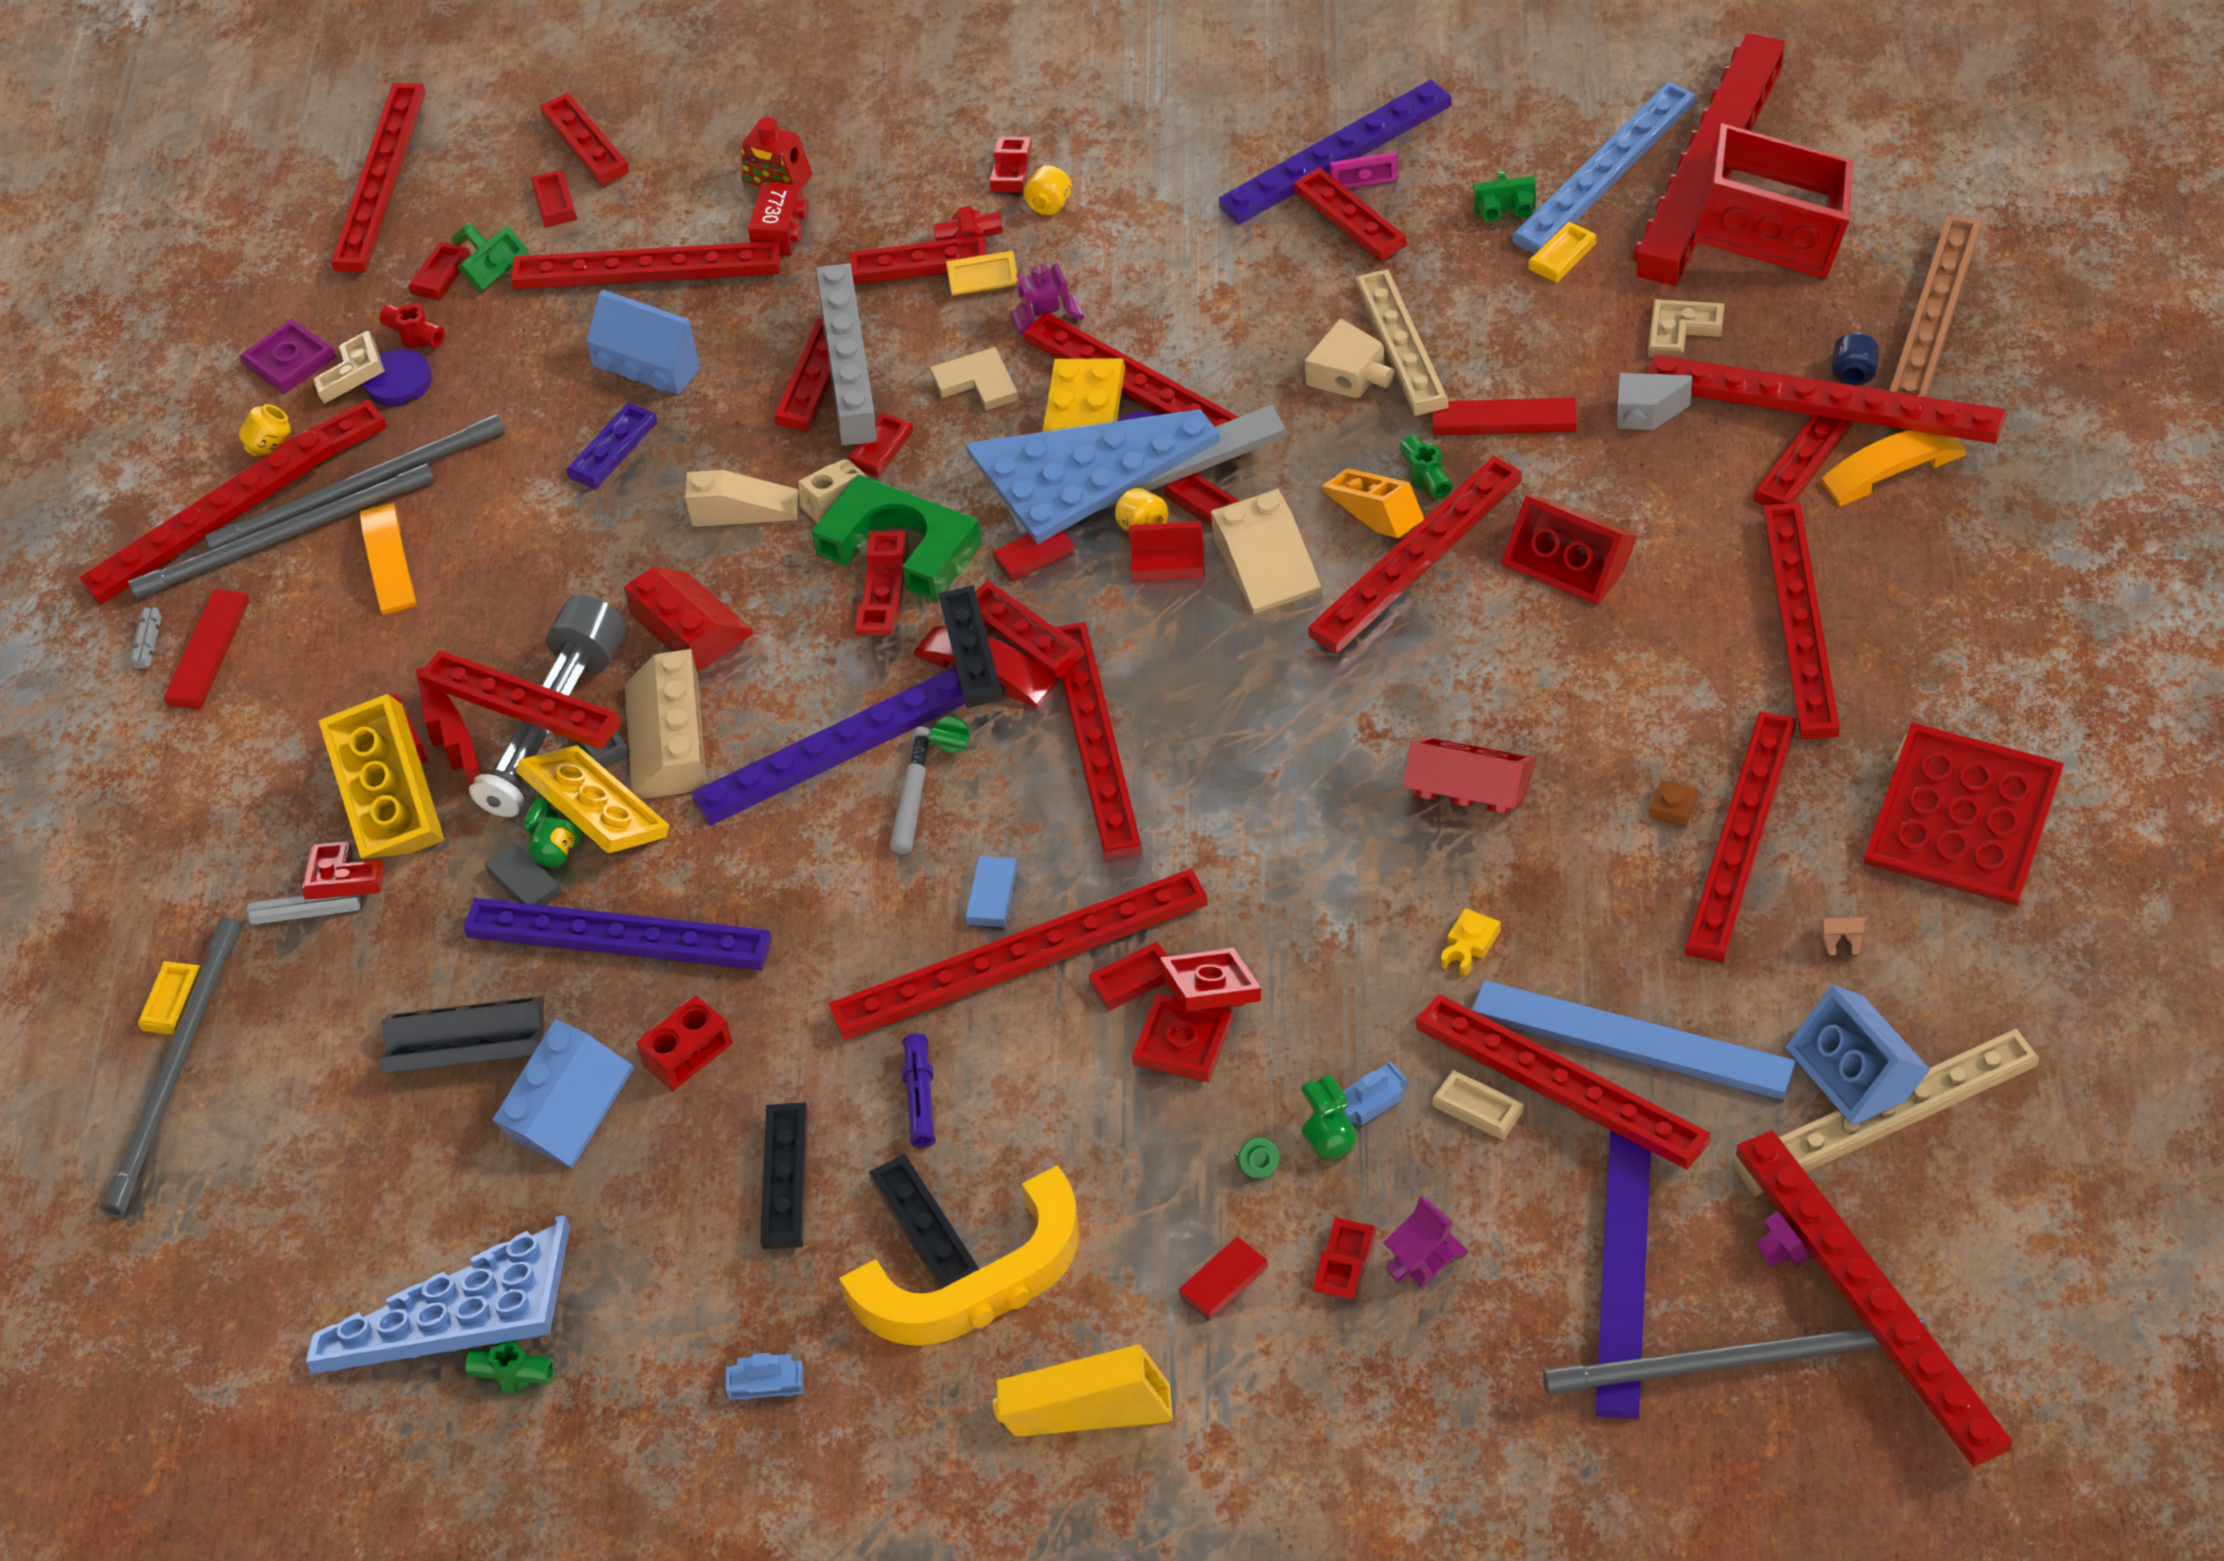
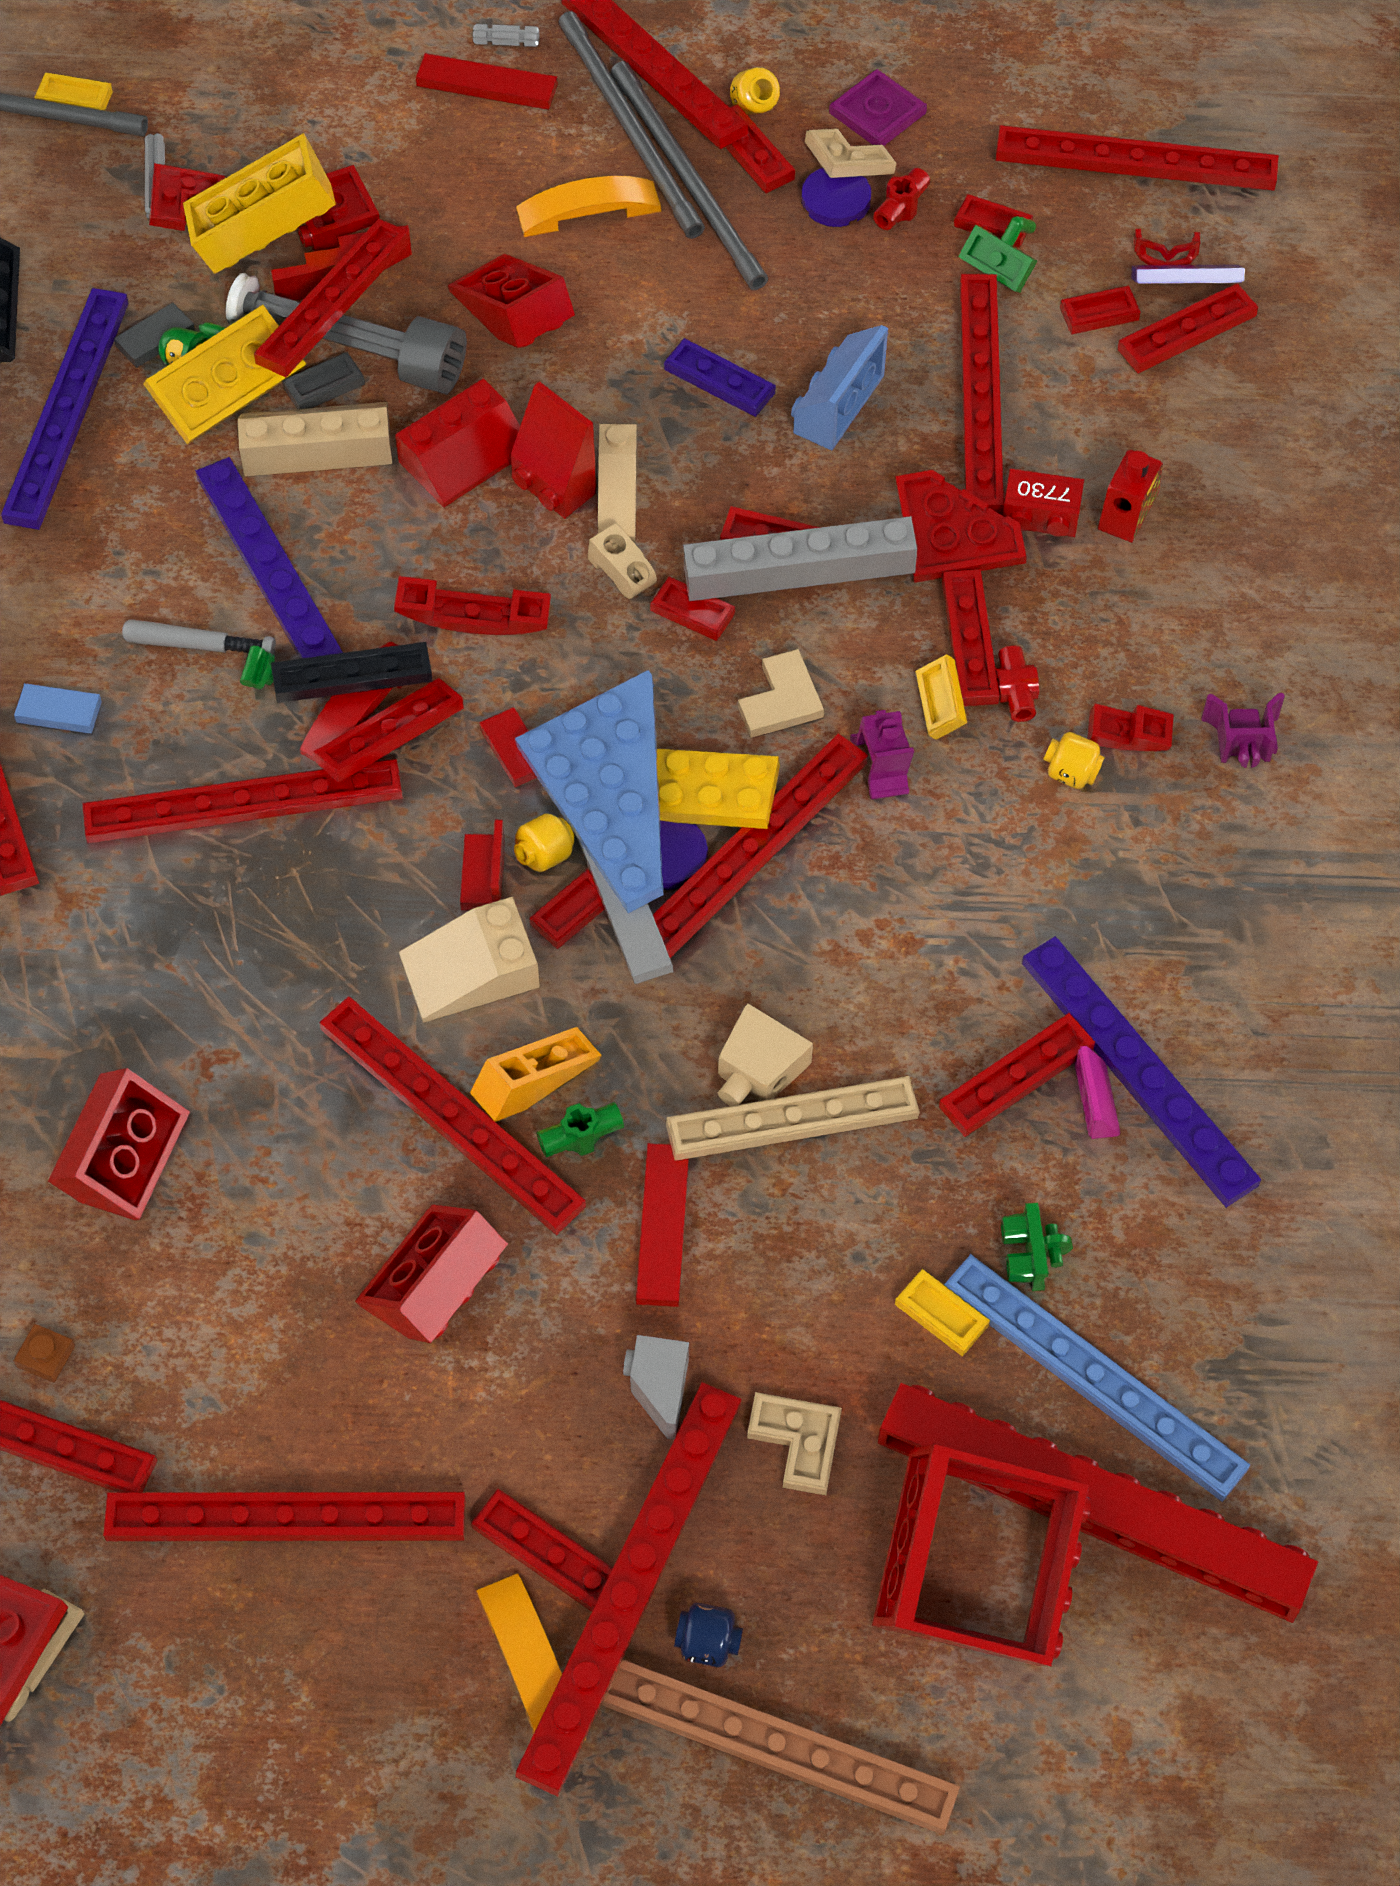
camera: 85 degrees right, 10 degrees up
(493, 139) = (1141, 243): none -> red helmet
(506, 593) = (515, 299): none -> red slope
(522, 139) = (1187, 274): none -> tile
(720, 522) = (554, 453): none -> red slope
(791, 272) = (956, 528): none -> red plate
(872, 506) = (538, 663): green arch -> none
(1016, 93) = (1241, 730): none -> magenta piece

